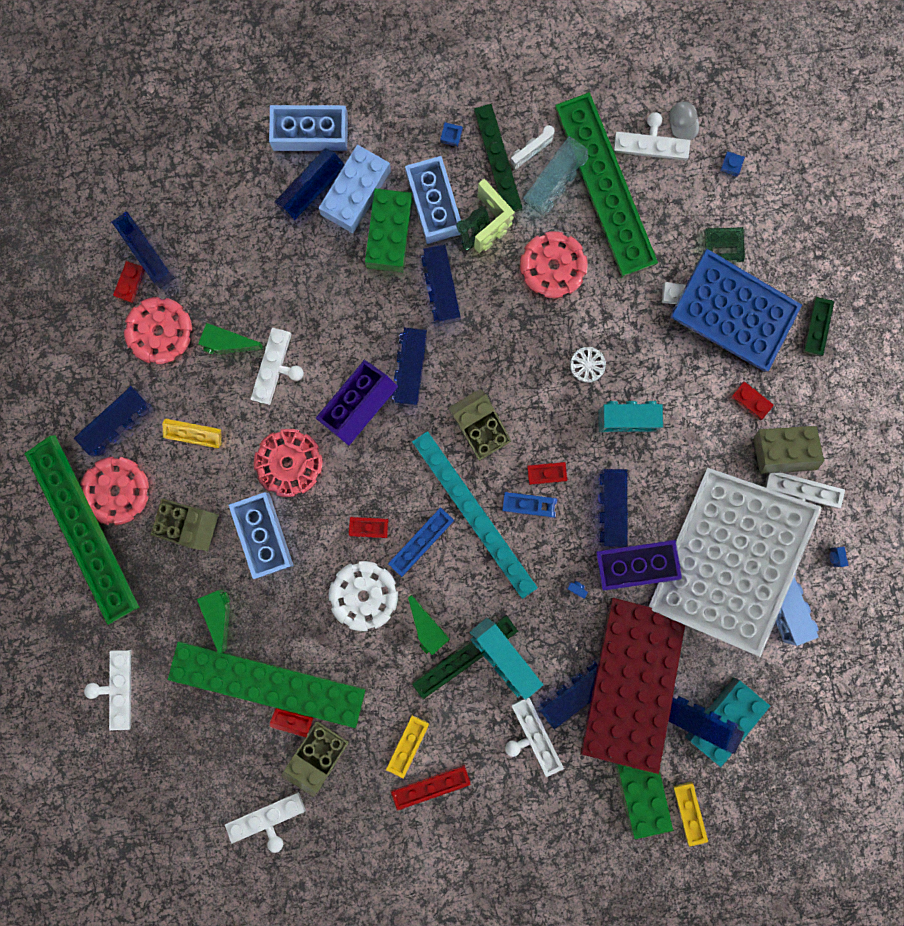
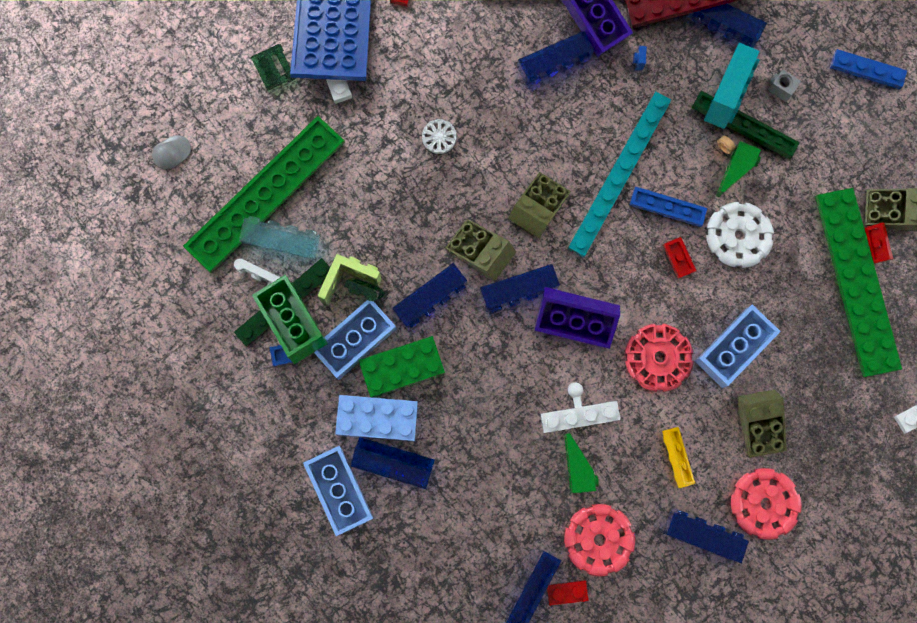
camera: 120 degrees left, 5 degrees down
(81, 530) = (816, 514): green plate -> none
(216, 614) = (820, 357): green slope -> none
(407, 746) = (844, 137): yellow plate -> none
(430, 787) = (865, 104): red tile -> none
(453, 627) = (726, 144): none -> light nougat tile
(462, 351) = (481, 249): none -> olive slope
(464, 810) = (868, 69): none -> blue plate
(475, 147) = (289, 319): none -> green brick
(485, 723) = (783, 92): none -> light grey brick
(529, 504) = (588, 130): blue plate -> none
(535, 736) = (779, 37): white plate -> none
(547, 473) = (553, 127): red plate -> none
(553, 253) = (361, 195): coral plate -> none
(630, 417) = (471, 76): teal brick -> none
(651, 144) = (206, 169): white plate -> none
(732, 163) = (193, 93): blue plate -> none

